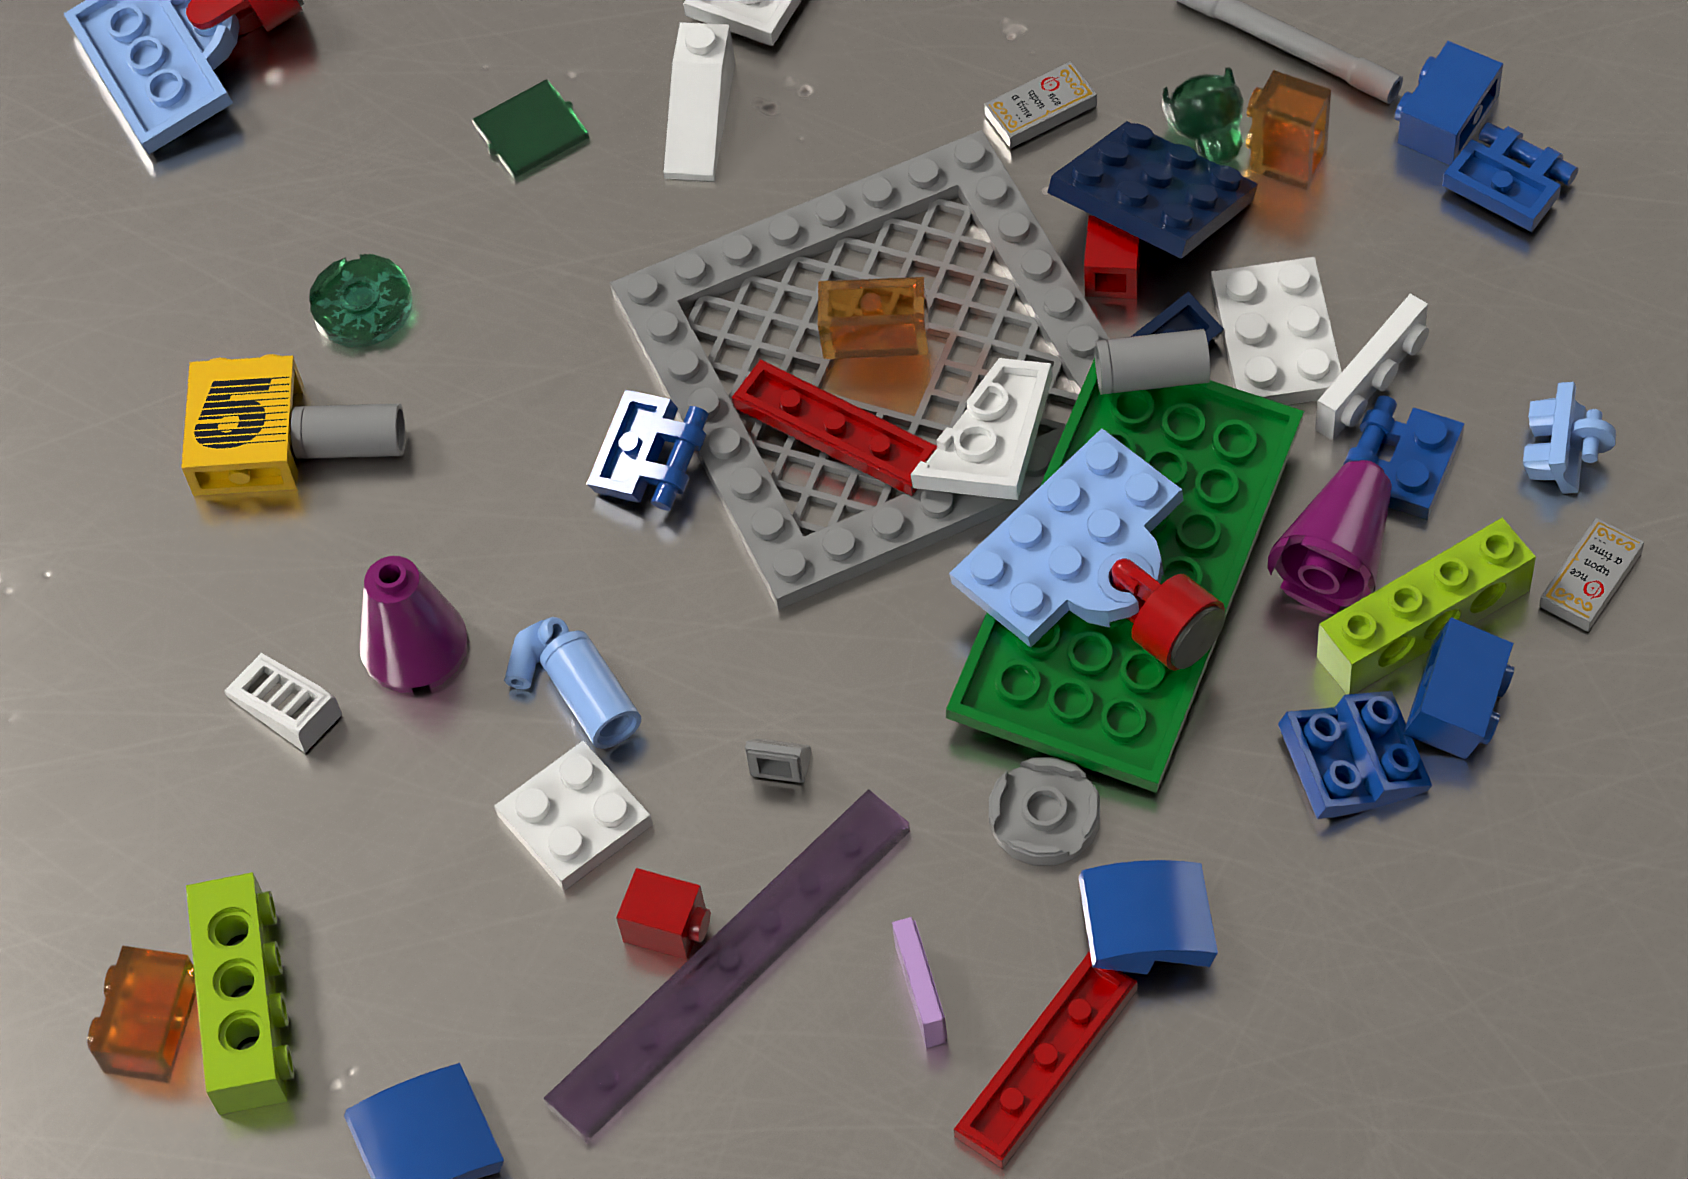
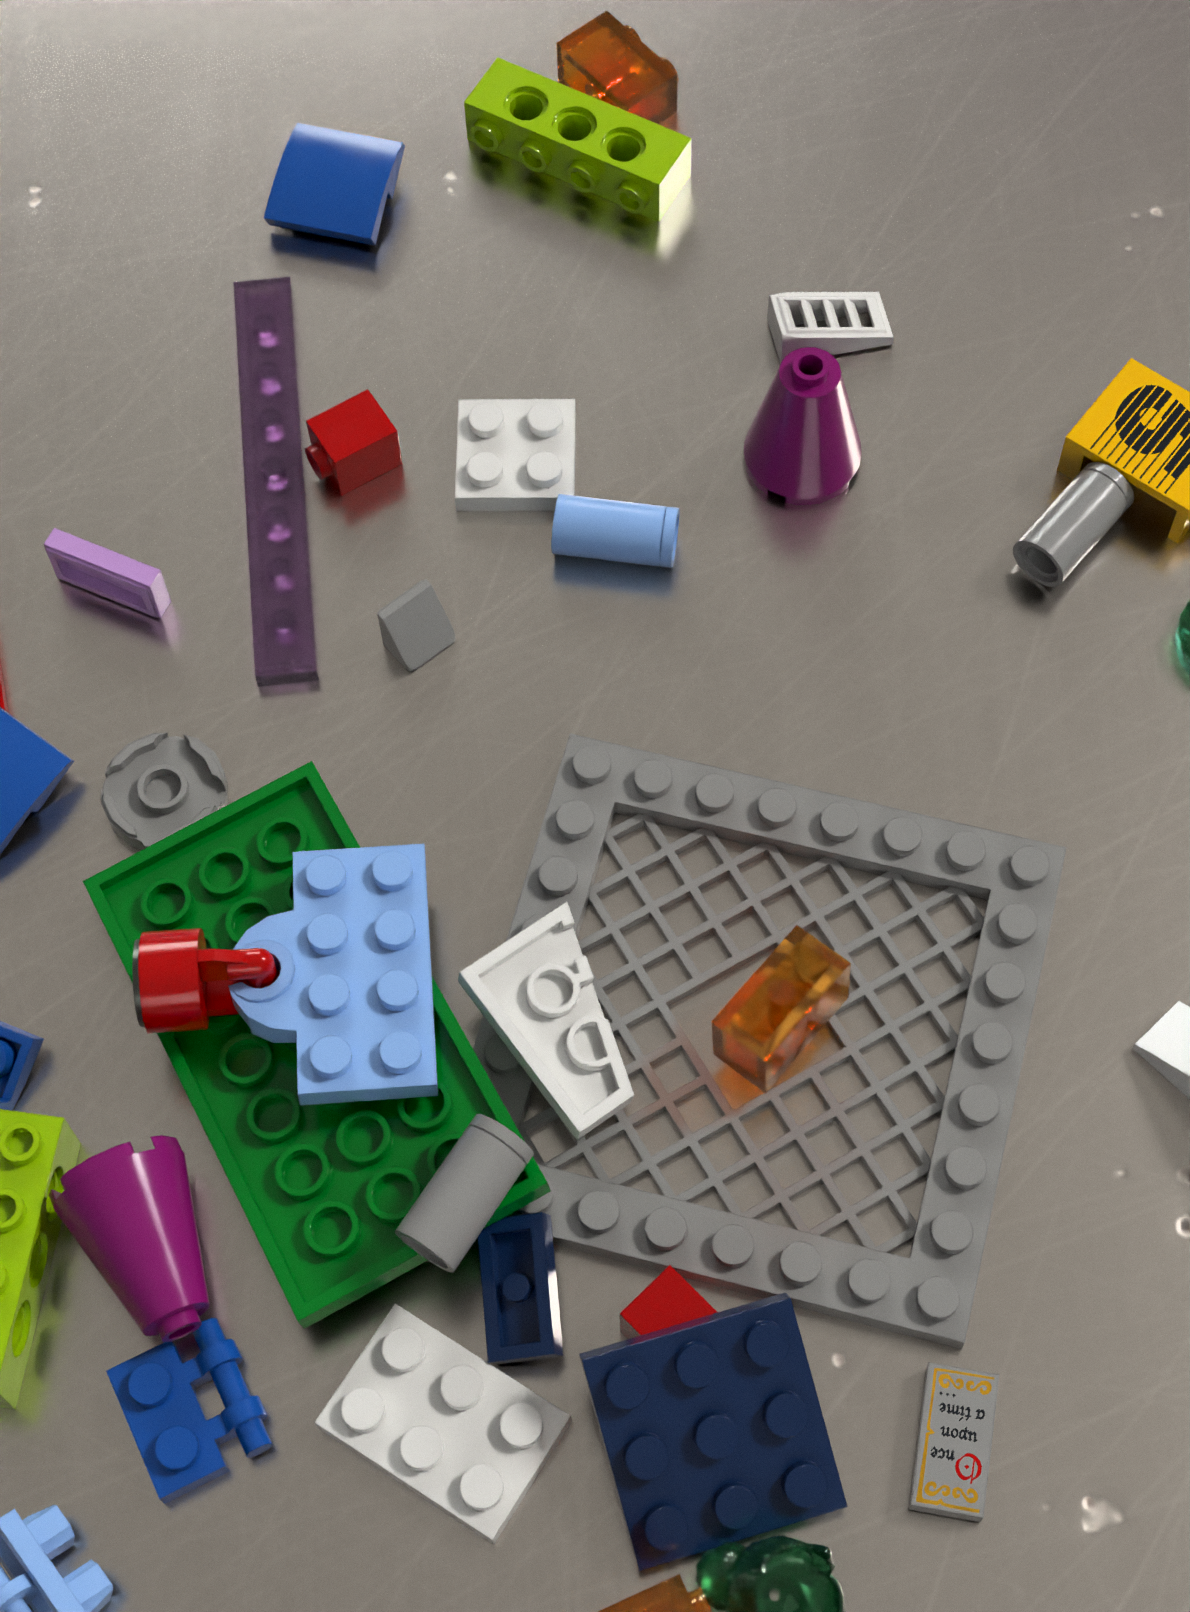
camera: 125 degrees right, 5 degrees up
(528, 649) = (708, 521): light blue arm -> none
(634, 445) = (839, 725): plate -> none
(832, 425) = (704, 906): red tile -> none
(1372, 368) = (300, 1467): white plate -> none

